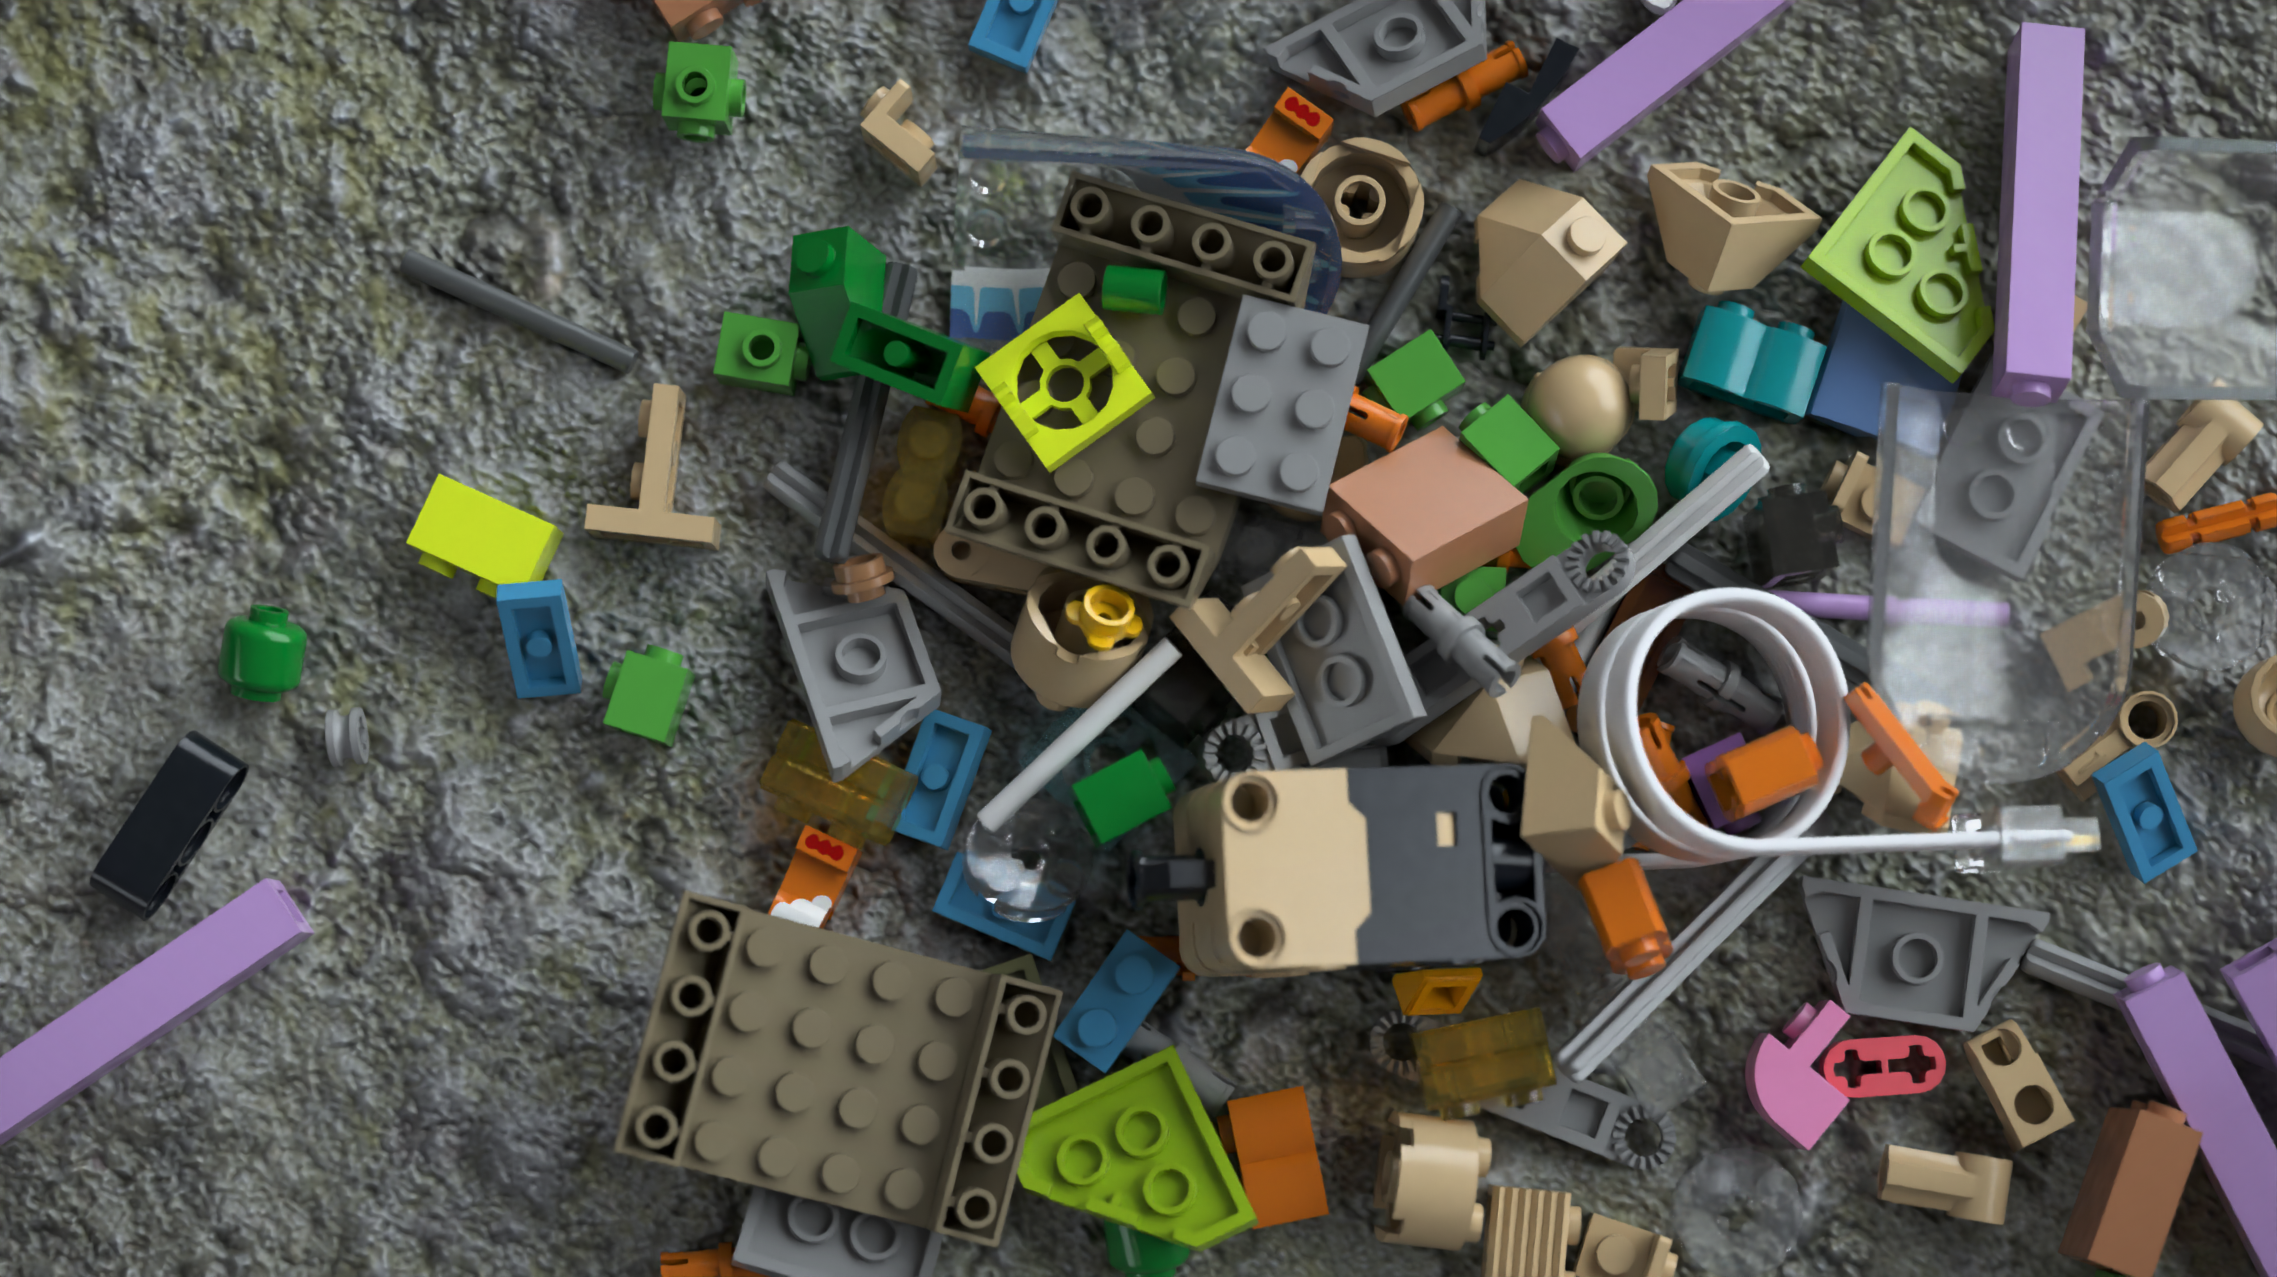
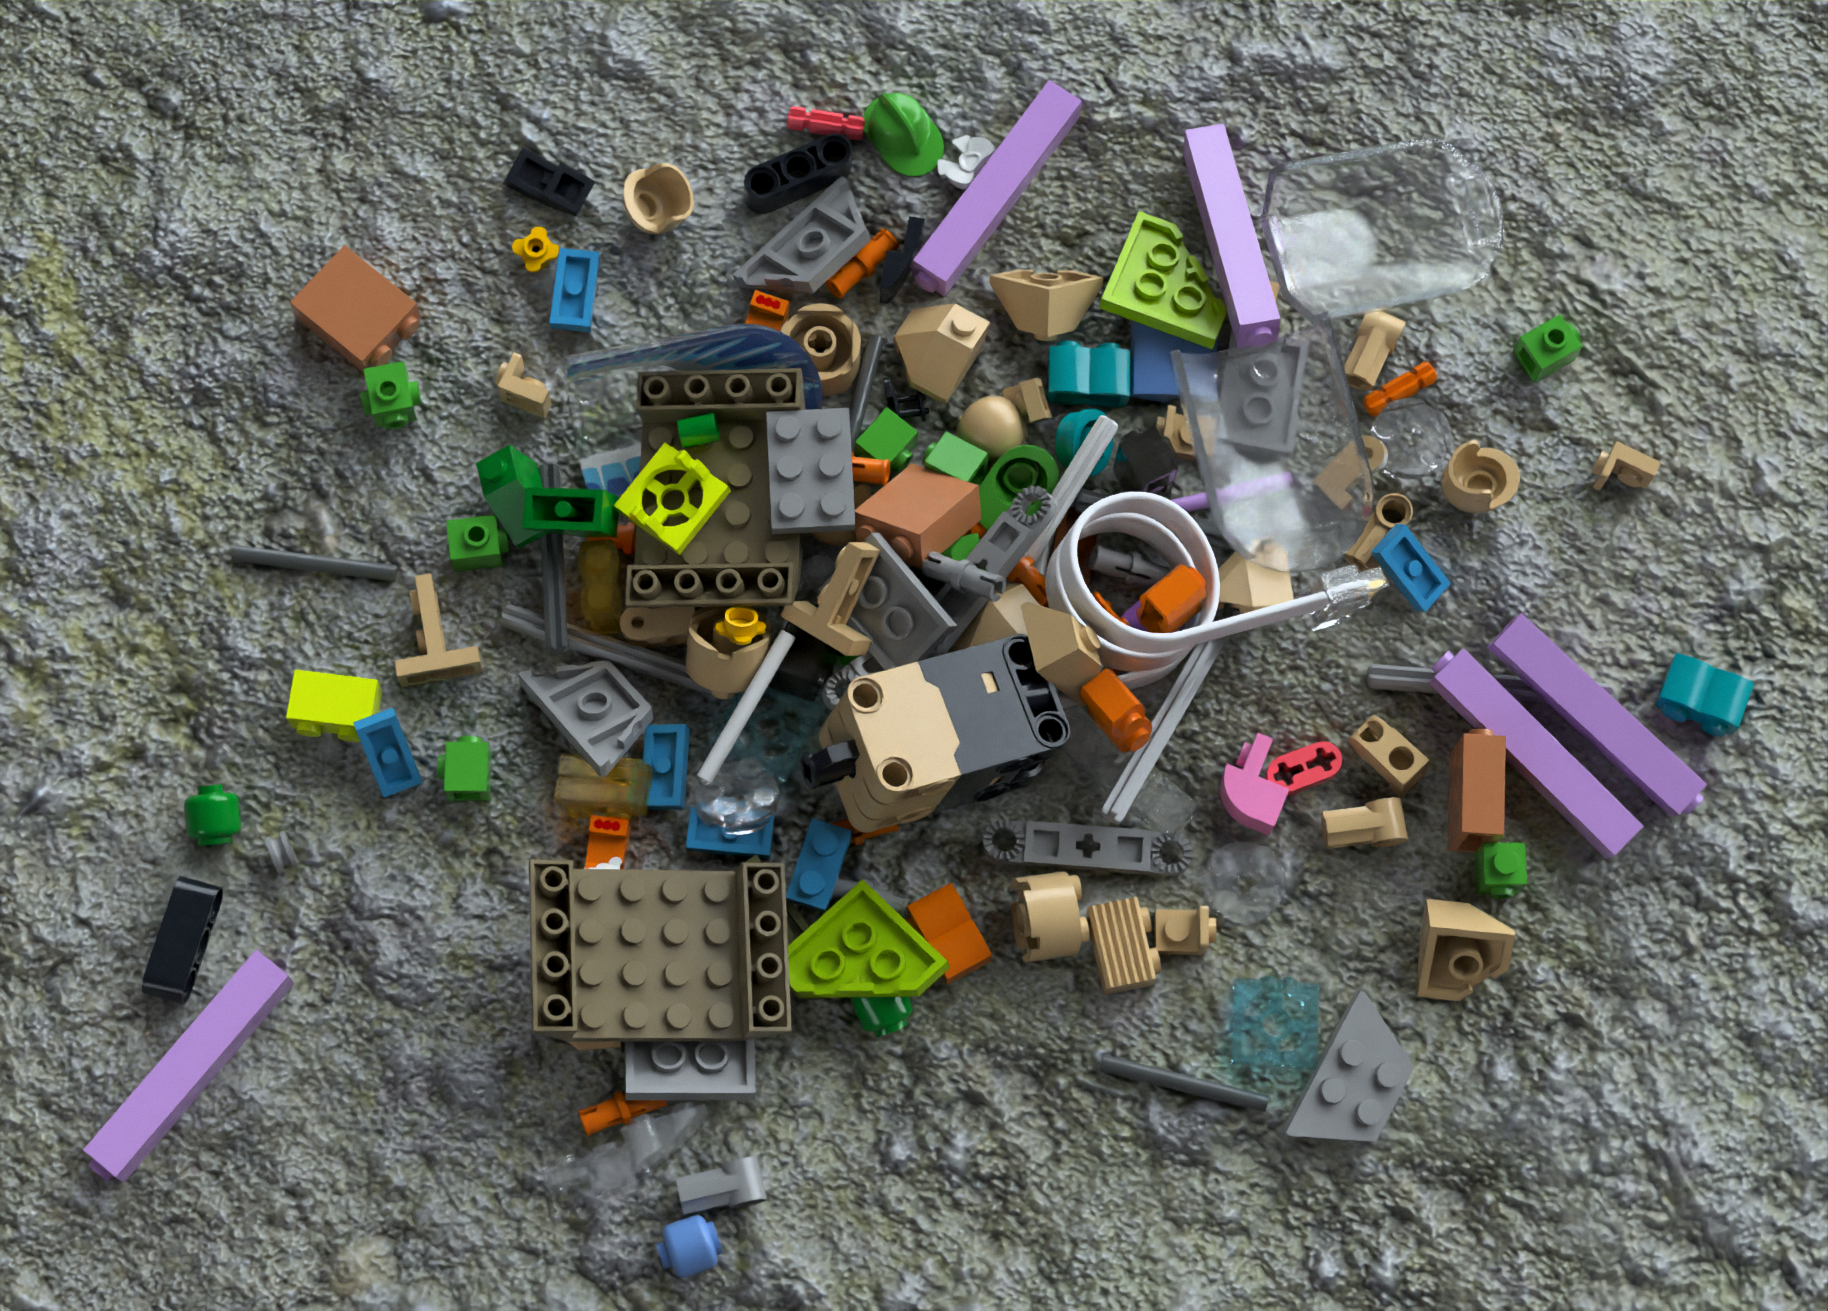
camera: 25 degrees left, 10 degrees down
(862, 577) = (580, 656): medium nougat plate -> none
(1122, 796) = (782, 736): green slope -> none
(1435, 990) = (1015, 799): light orange slope -> none
(1483, 1061) = (1057, 831): clear yellow brick -> none
(1897, 748) = (1247, 563): orange piece -> none
(1916, 952) = (1300, 693): light grey wing -> none

